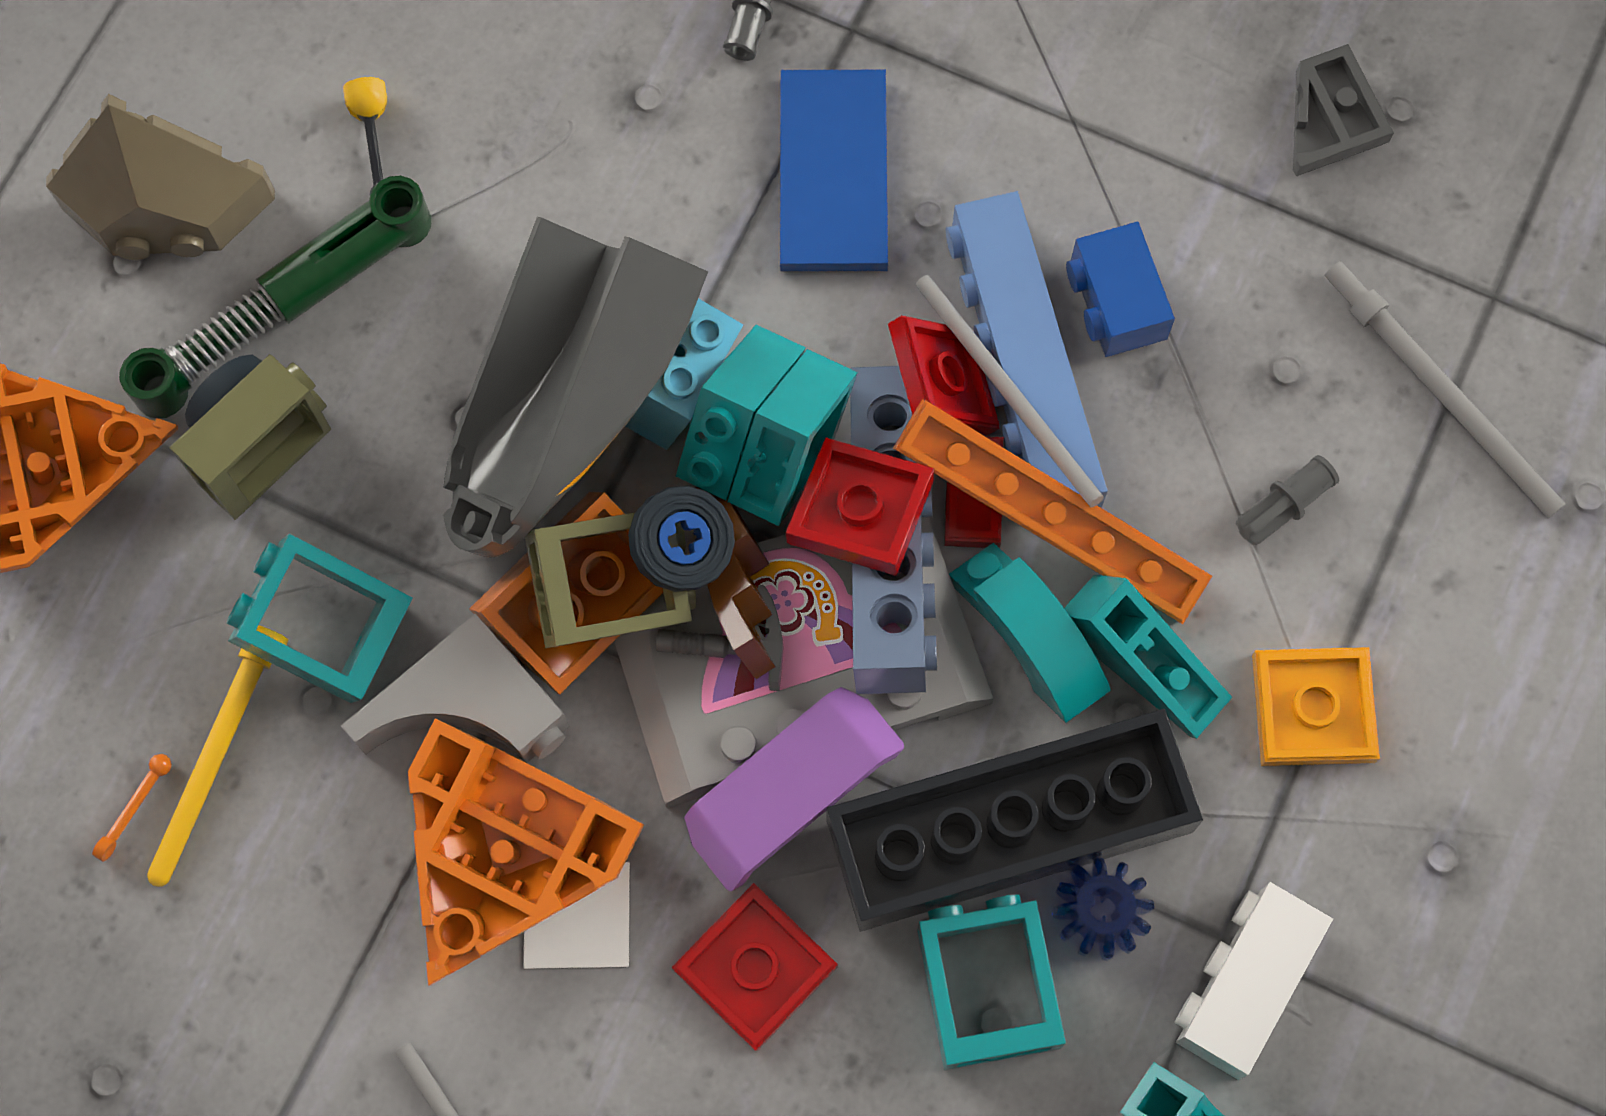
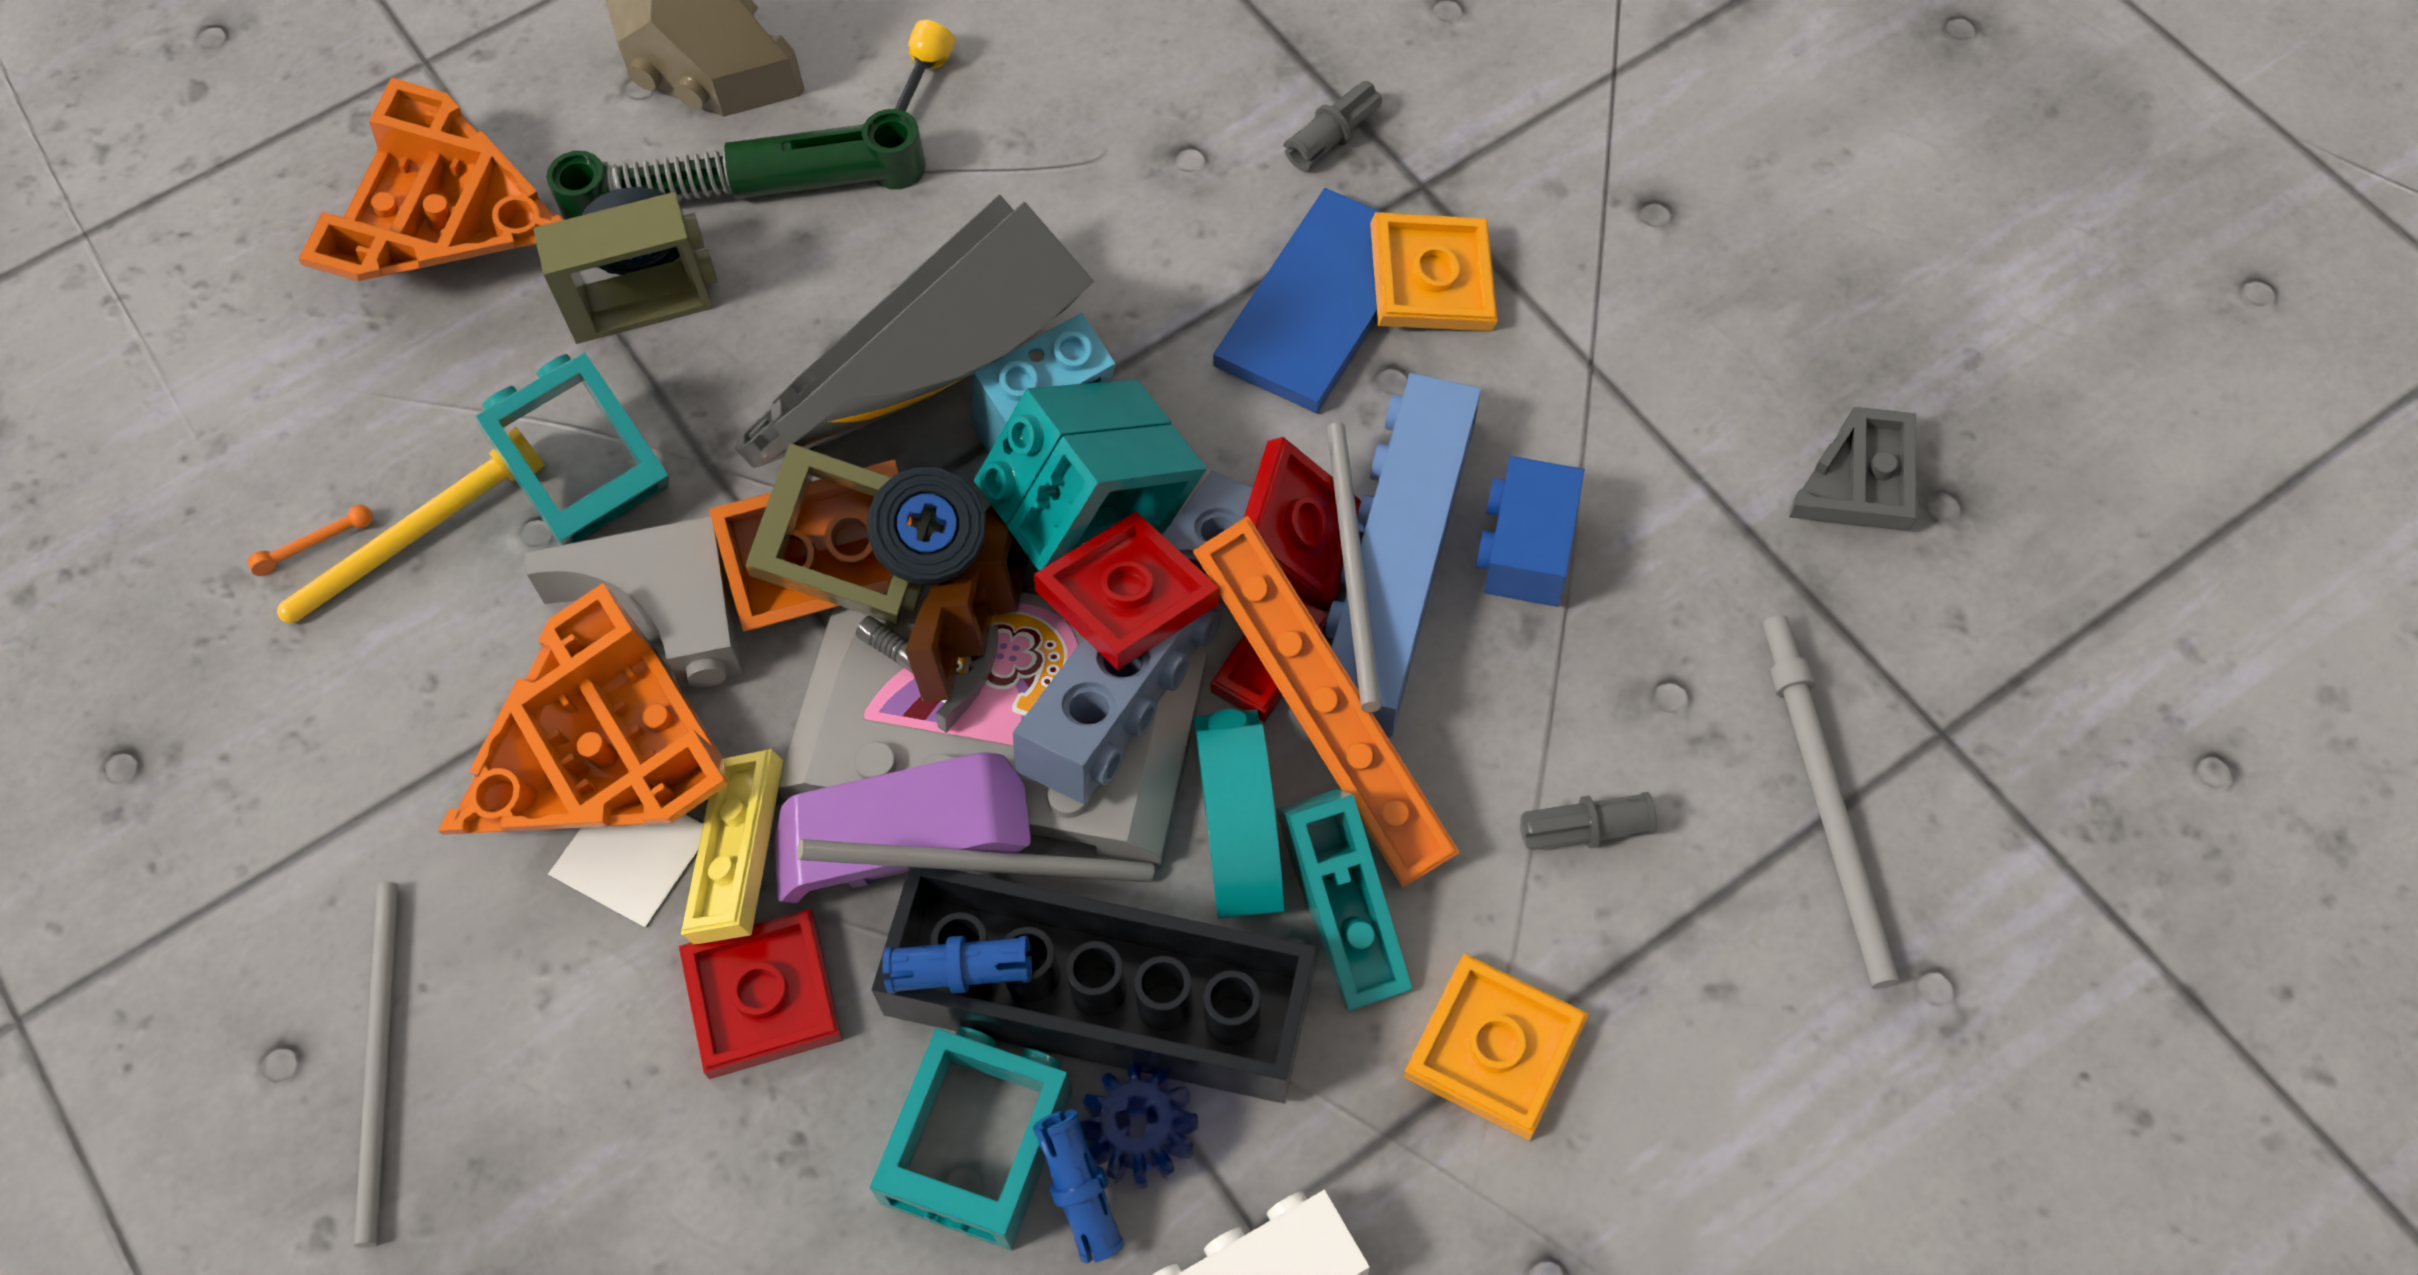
camera: 30 degrees right, 10 degrees down
(669, 873) = (733, 850): none -> light yellow tile
(872, 782) = (973, 860): none -> light grey axle
(913, 103) = (1433, 272): none -> light orange tile
(920, 868) = (957, 964): none -> blue pin
(1093, 977) = (1078, 1186): none -> blue pin

